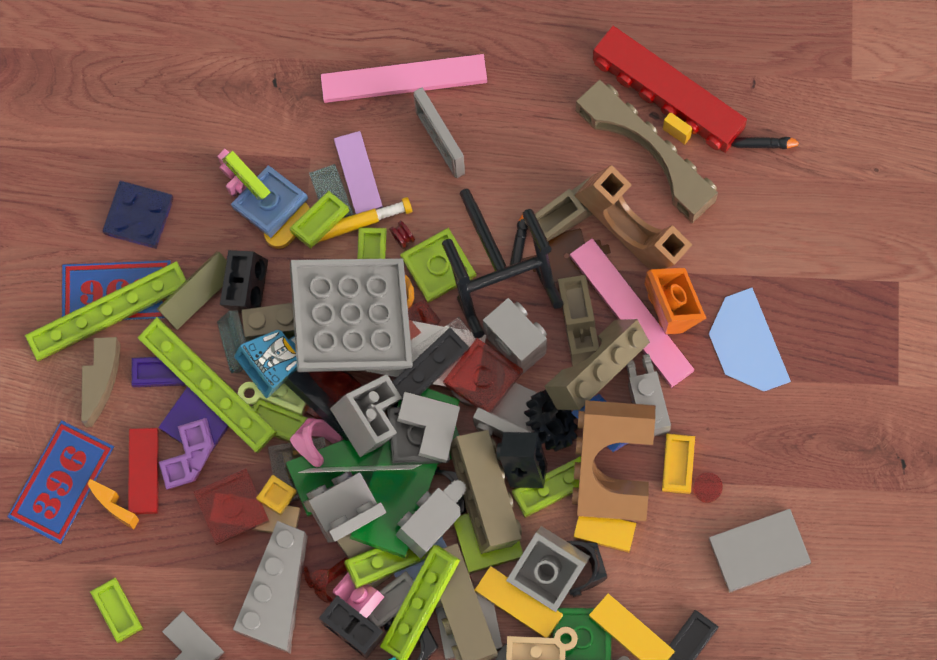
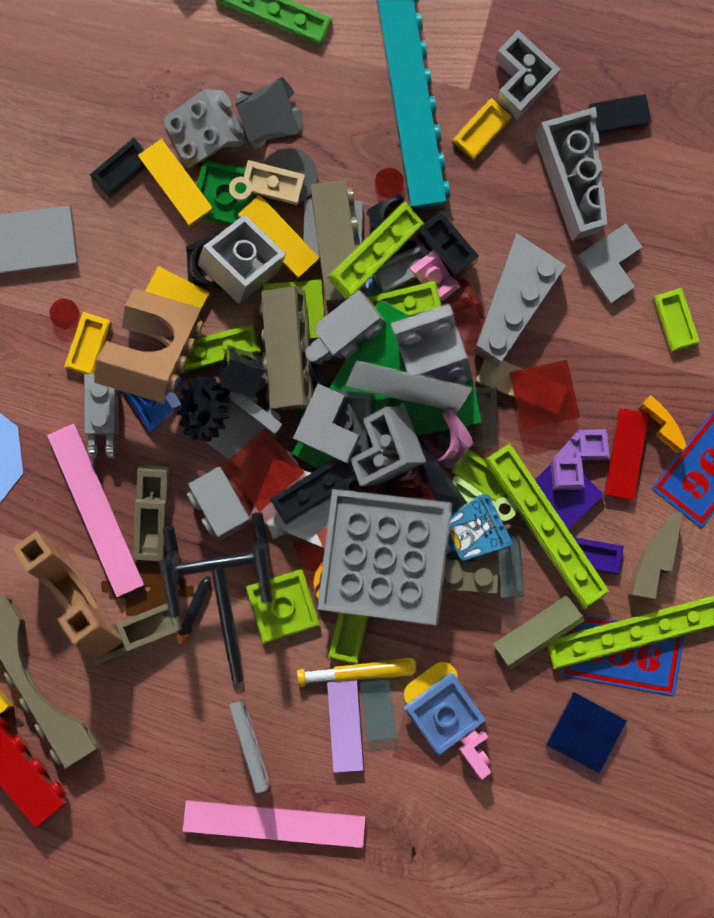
camera: 175 degrees left, 10 degrees up
(243, 280) = (488, 626): black brick -> none
(245, 175) = (465, 738): lime tile -> none
(276, 495) = (497, 392): yellow tile -> none
(319, 219) = (396, 678): lime tile -> none
(402, 234) = (313, 645): dark red bush -> none
(581, 382) = (167, 429): dark tan arch -> none
(673, 299) = (48, 505): orange slope -> none

